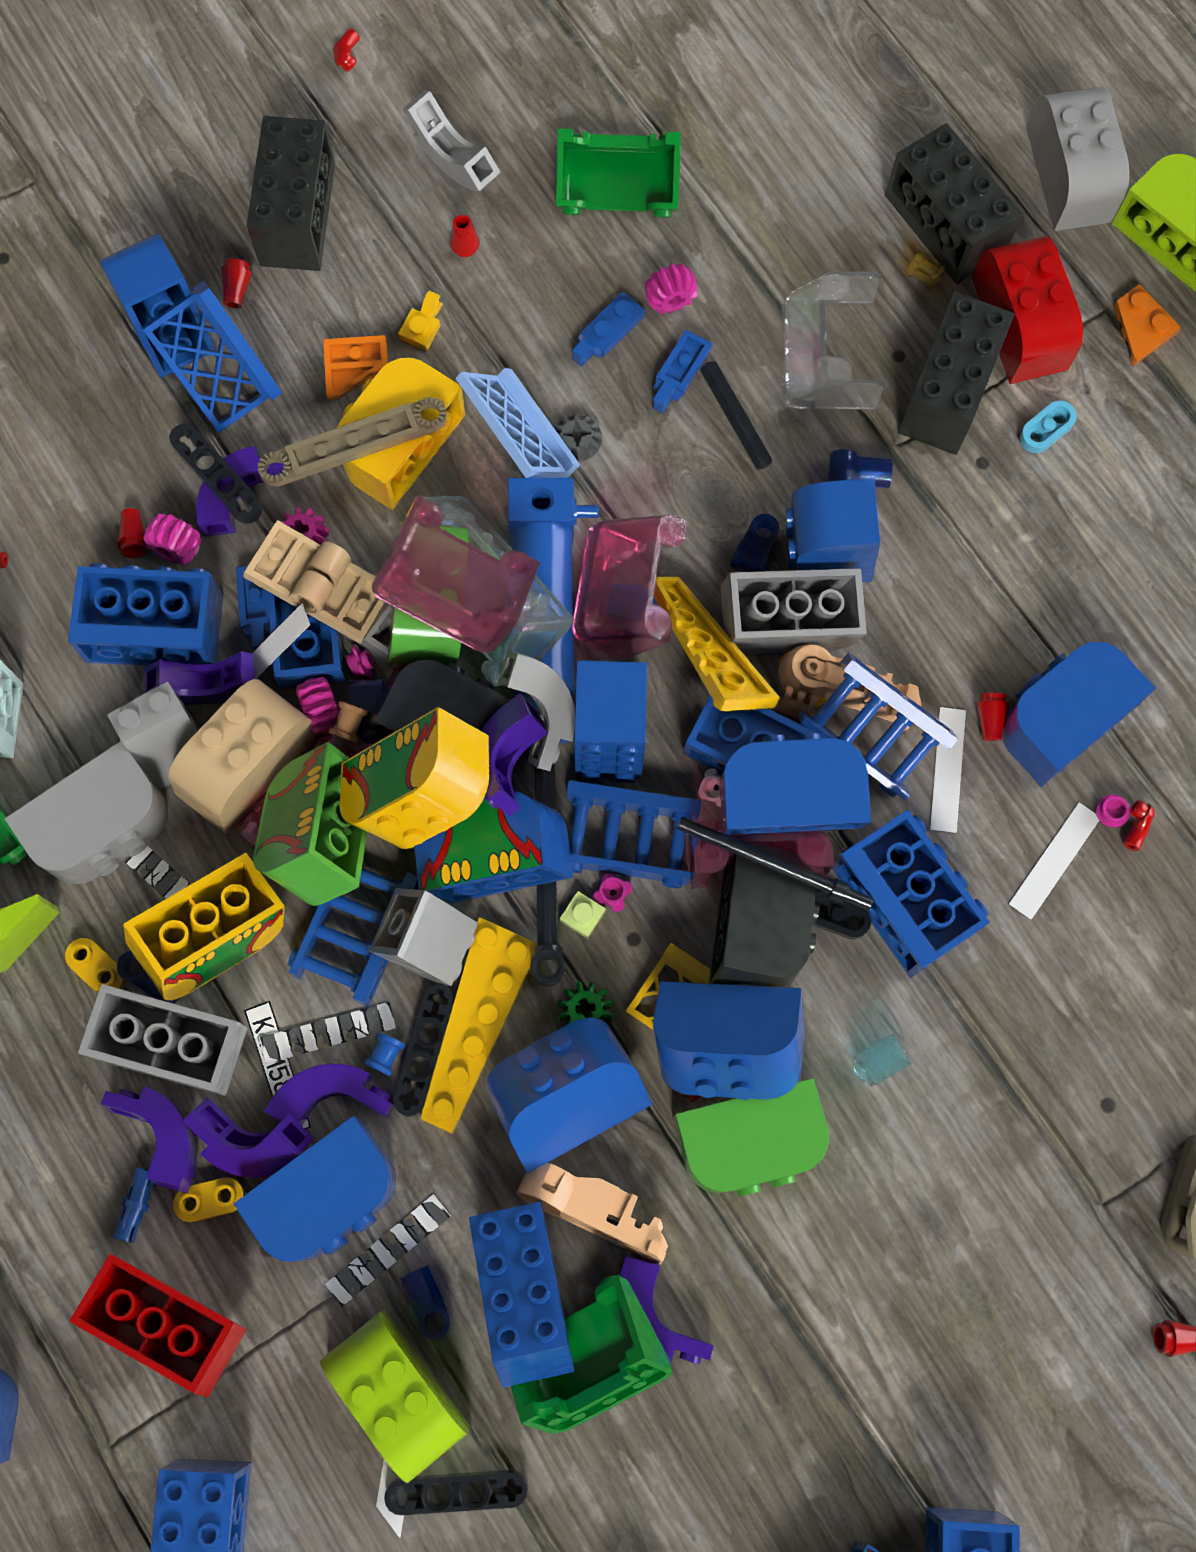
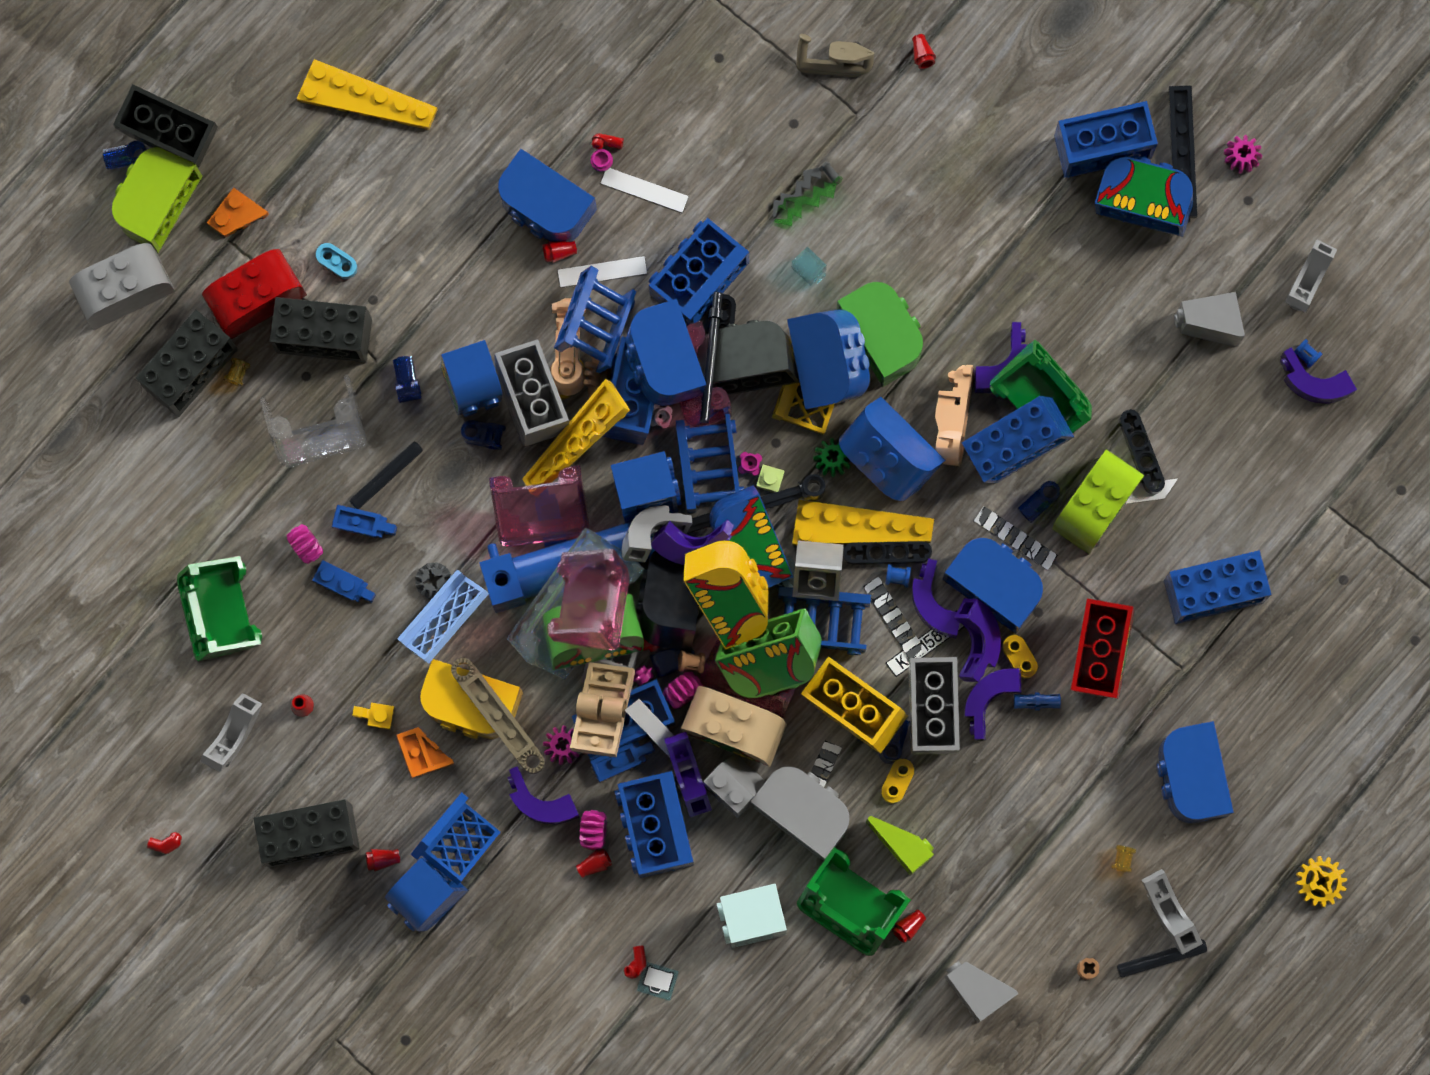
camera: 100 degrees left, 5 degrees up
(215, 473) = (542, 814): black beam -> none
(991, 1076) = (800, 200): none -> piece

